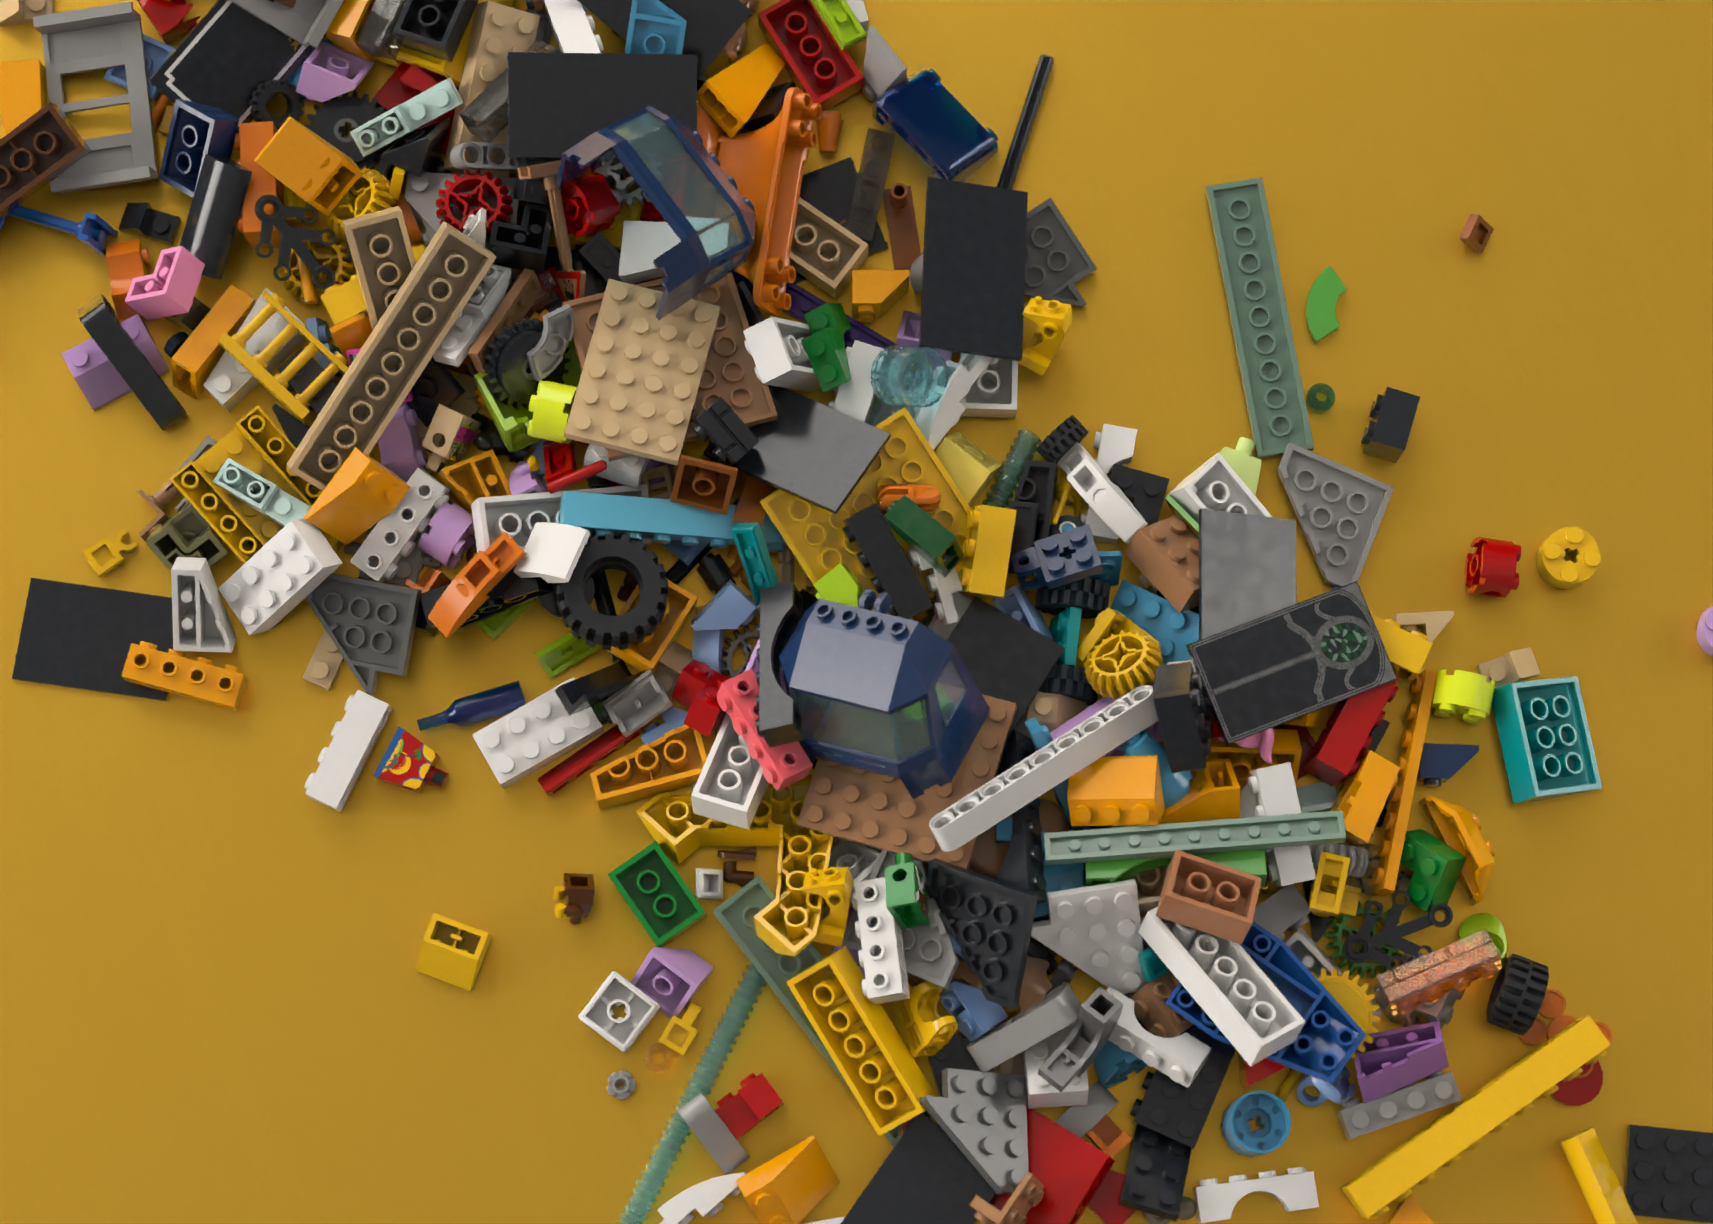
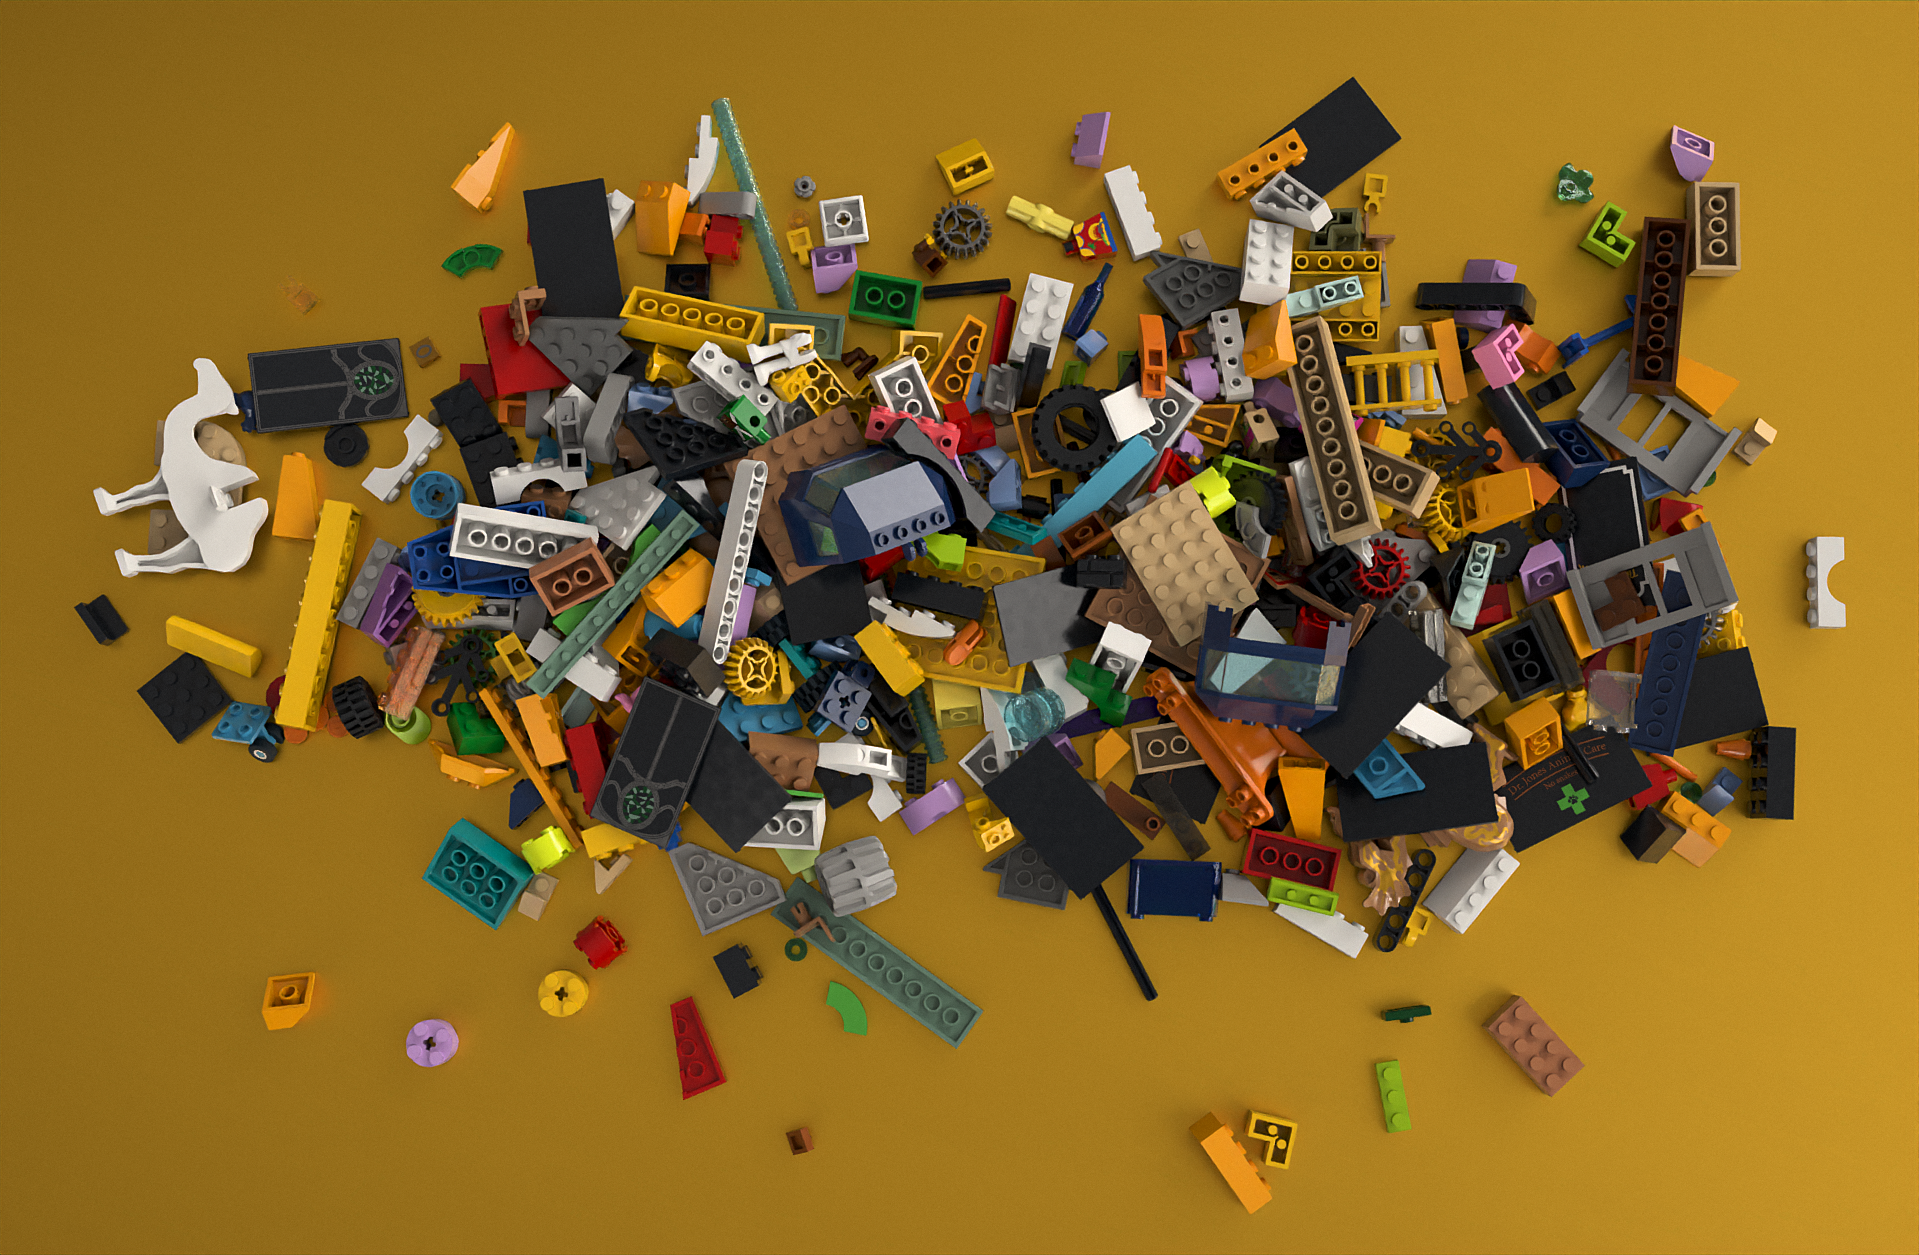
camera: 130 degrees right, 5 degrees up
(312, 855) = (1091, 139): none -> lavender slope
(435, 832) = (1040, 217): none -> light yellow piece
(513, 906) = (971, 224): none -> flat silver gear
(514, 664) = (1090, 346): none -> medium blue slope
(569, 835) = (966, 288): none -> black axle
(709, 884) = (864, 334): white slope -> none
(765, 1142) = (694, 228): none -> orange slope
(796, 904) = (788, 347): none -> white piece
(822, 1098) = (689, 280): none -> black plate
(924, 535) = (931, 625): dark green slope -> none
(1090, 403) = (932, 806): none -> lavender brick
(1207, 400) = (855, 876): none -> light grey wheel
(1289, 404) = (807, 923): none -> medium nougat bracket
(1498, 393) = (695, 1052): none -> red wing
(1637, 1080) = (248, 725): none -> dark azure plate

